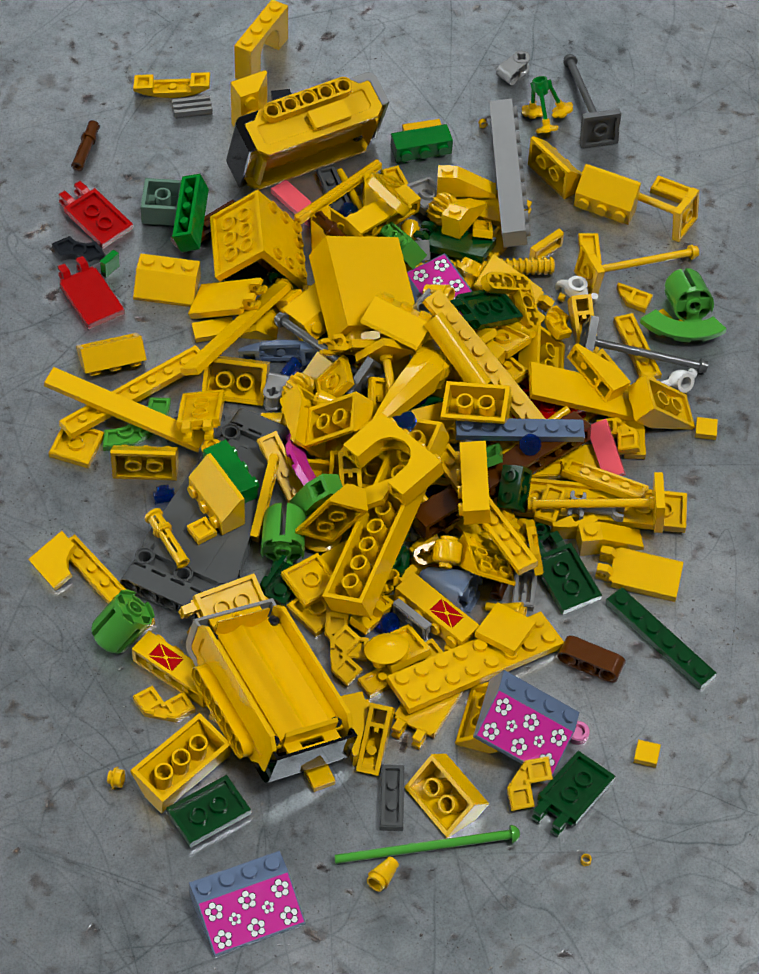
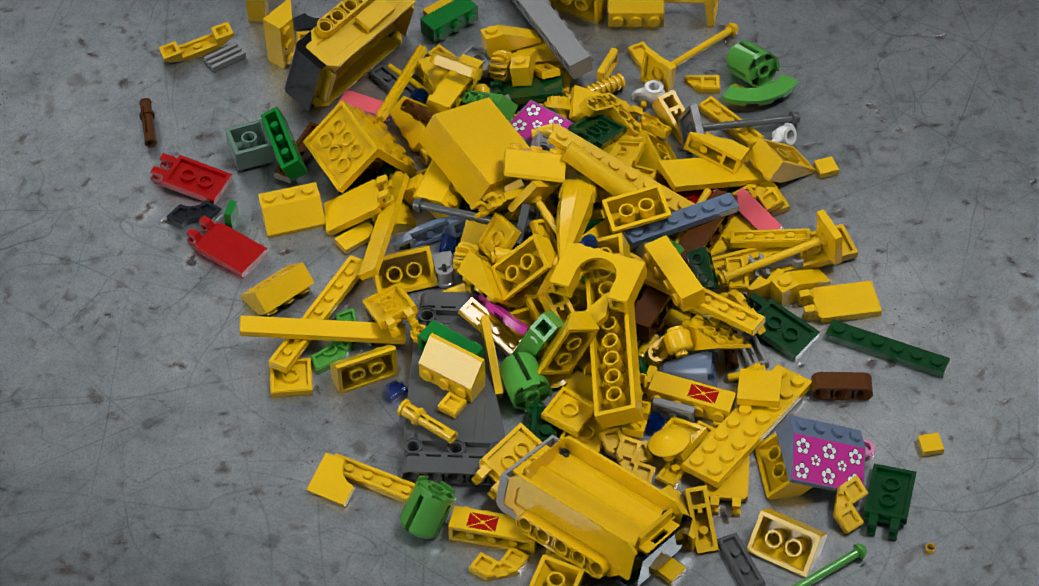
camera: 20 degrees left, 5 degrees down
(530, 444) = (697, 228): clear blue plate -> none

